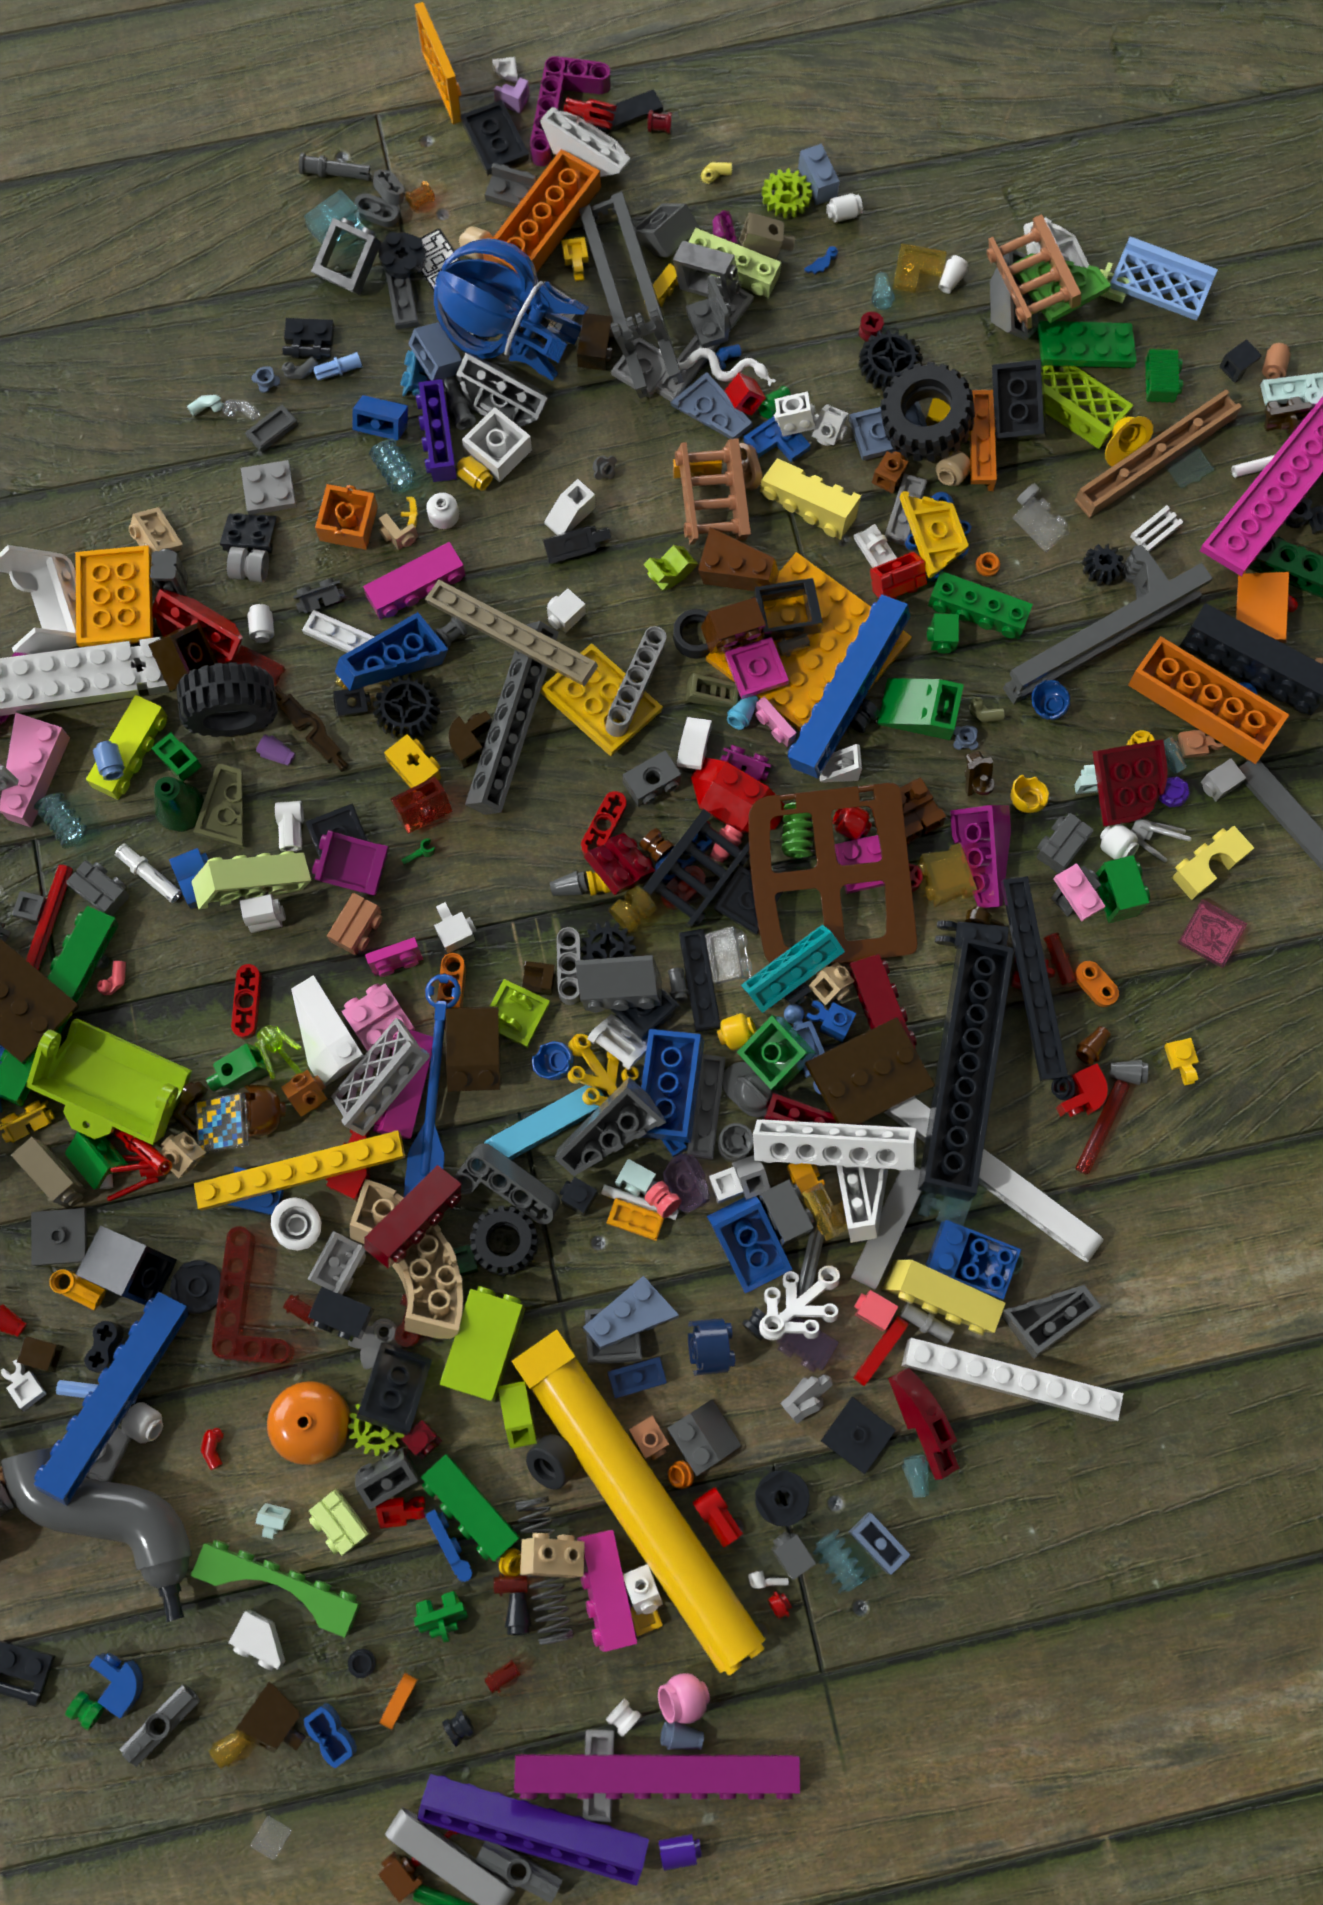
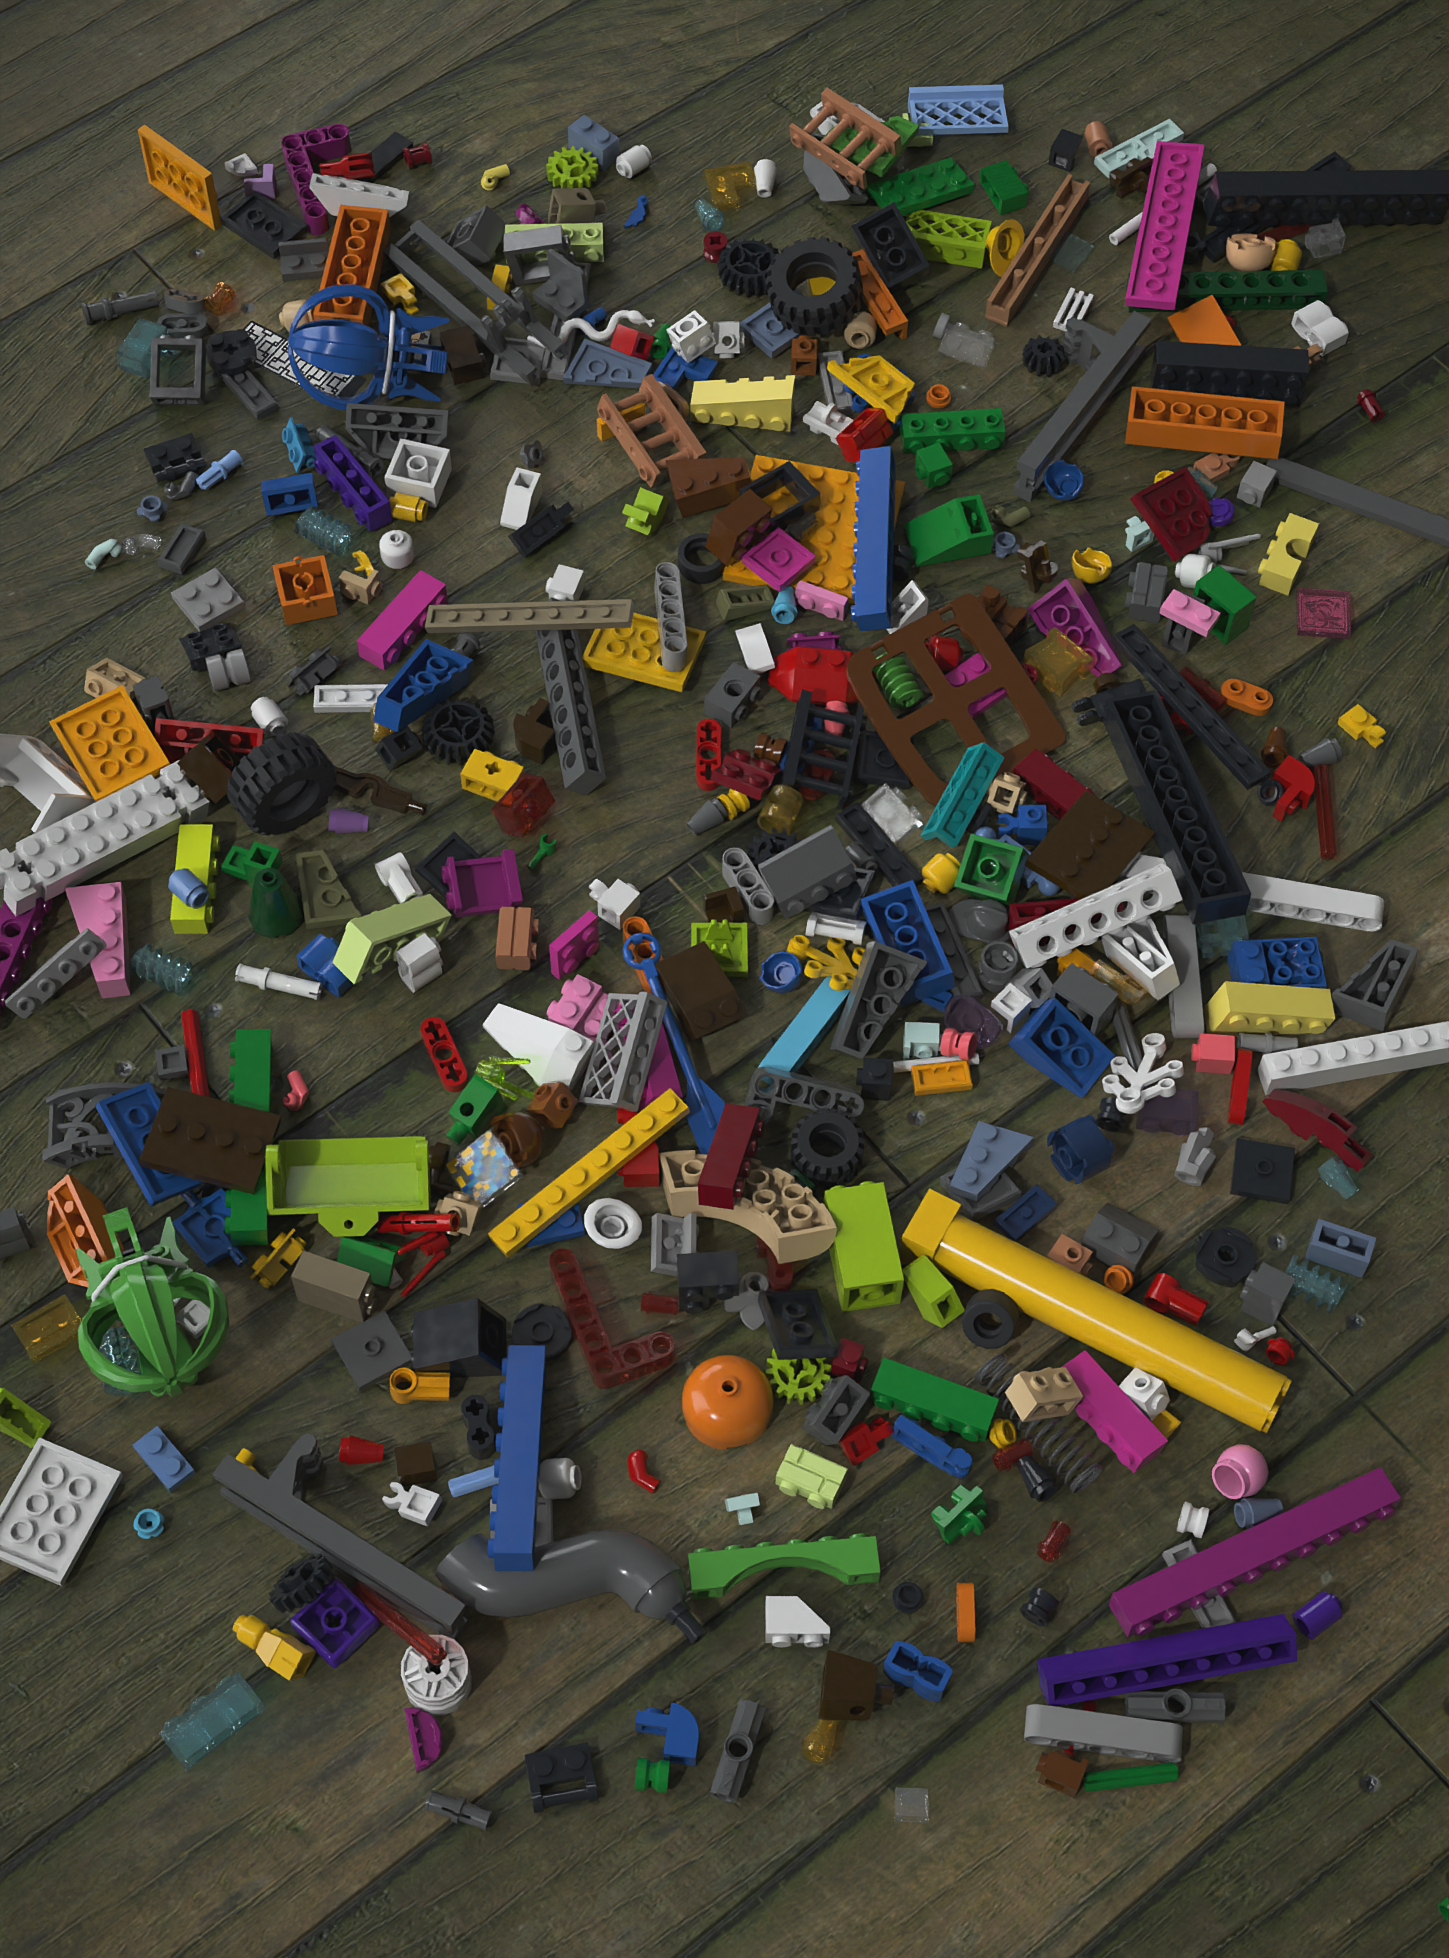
camera: 25 degrees left, 15 degrees down
(97, 888) = (230, 1012): dark grey brick -> none
(435, 351) = (314, 415): sand blue brick -> none

